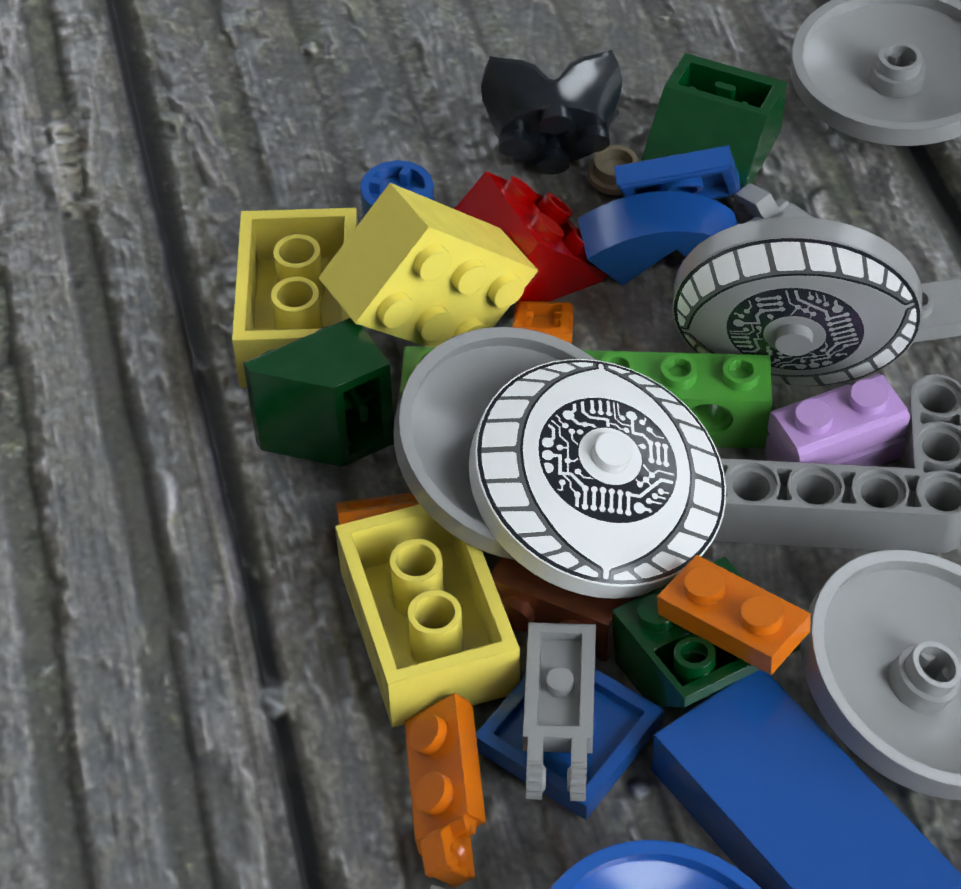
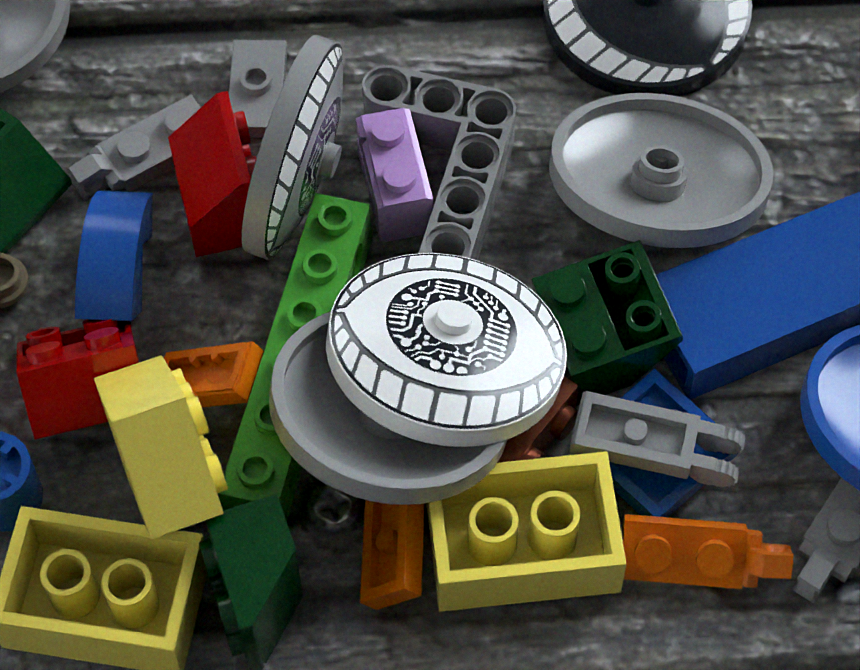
camera: 80 degrees left, 10 degrees up
(698, 172) = (69, 215): blue plate -> none
(734, 614) = (617, 276): orange plate -> none

